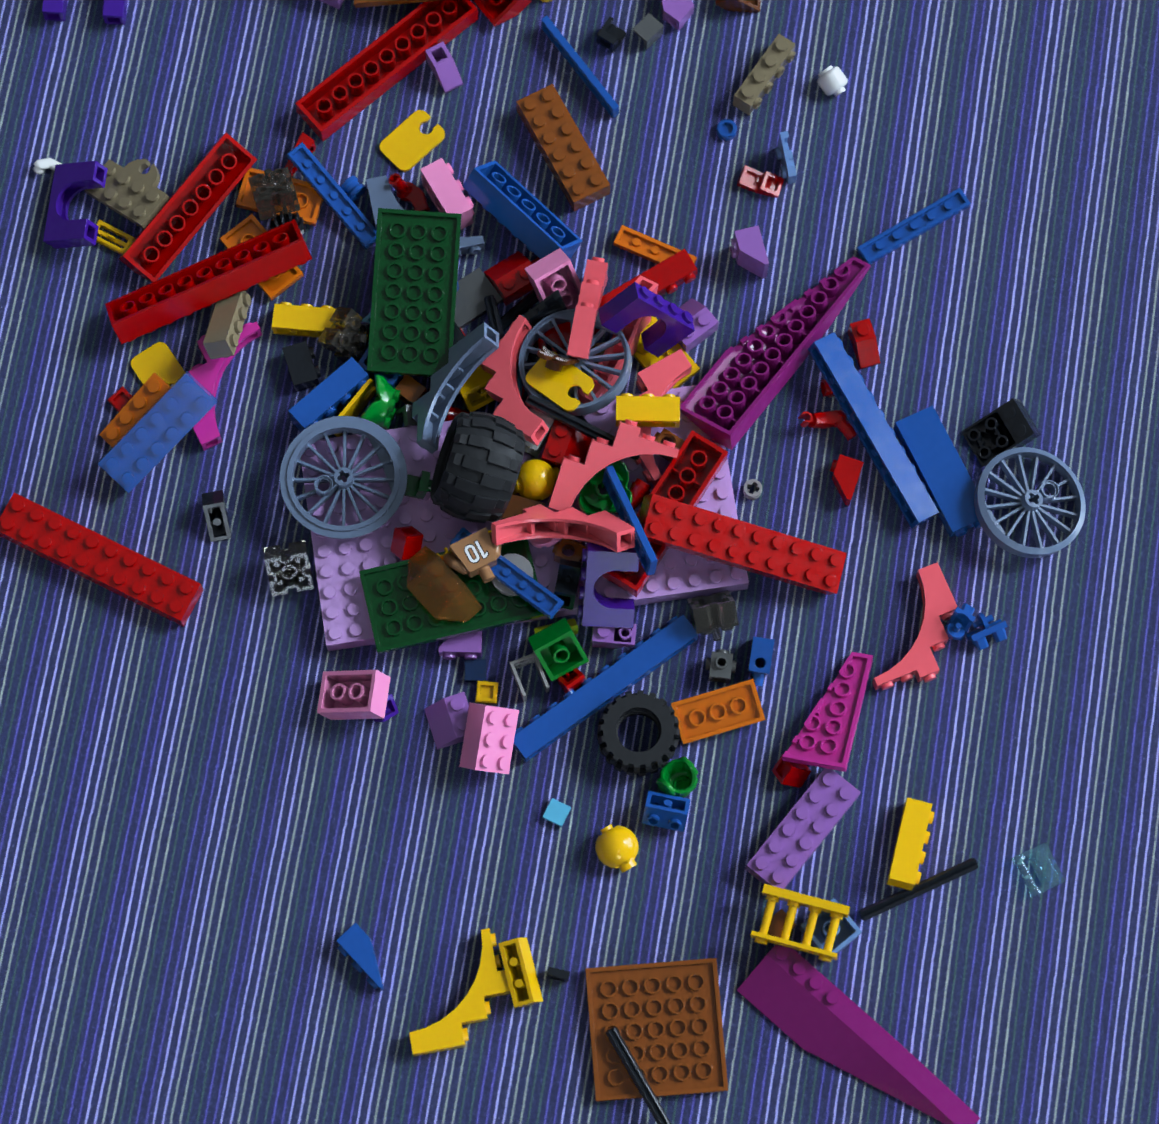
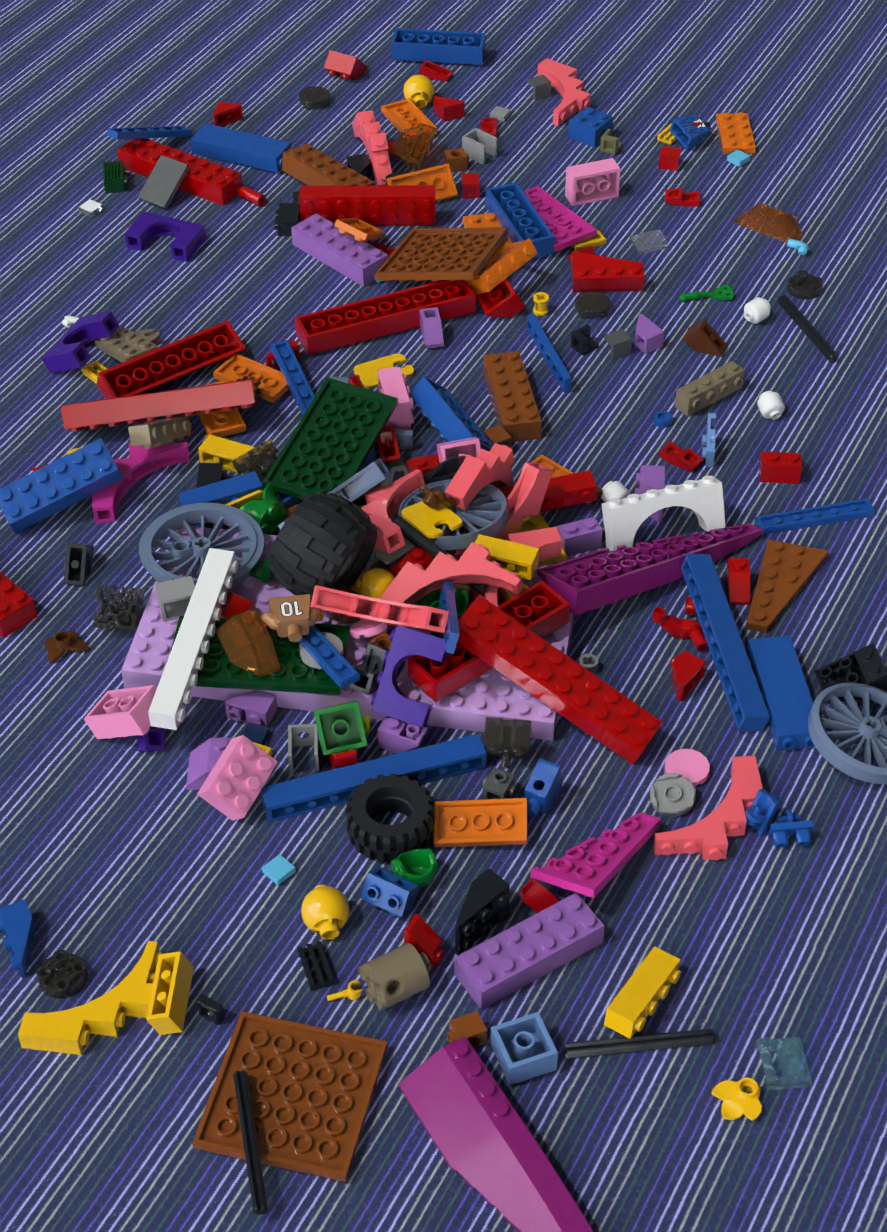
camera: 20 degrees right, 30 degrees down
(248, 618) = (64, 642): none -> reddish brown animal
(274, 193) = (246, 360): clear smoke brick -> none
(348, 550) = (174, 597): none -> light grey piece
(353, 188) = (315, 381): blue wheel -> none
(389, 601) = (193, 640): none -> white brick
(417, 978) = (62, 975): none -> clear smoke tile
(467, 268) = (388, 445): none -> red slope
(570, 215) = (498, 435): none -> dark orange brick
(615, 885) = (310, 950): none -> black tile
(639, 302) = (527, 468): dark purple arch -> none
(661, 919) = (351, 992): none -> yellow hand
(703, 896) = (396, 976): none -> dark tan cylinder
(713, 261) = (614, 490): none -> white head
(714, 857) = (424, 940): none -> red slope
(737, 305) = (626, 515): none -> white arch
(750, 802) = (482, 909): none -> black slope
(794, 901) = (492, 997): yellow fence -> none
(863, 167) = (780, 467): none -> red slope
(874, 622) = (672, 795): none -> light grey tile
(877, 586) = (689, 764): none -> bright pink tile
(902, 318) = (780, 579): none -> dark orange wing
(1009, 918) = (736, 1101): none -> yellow plate

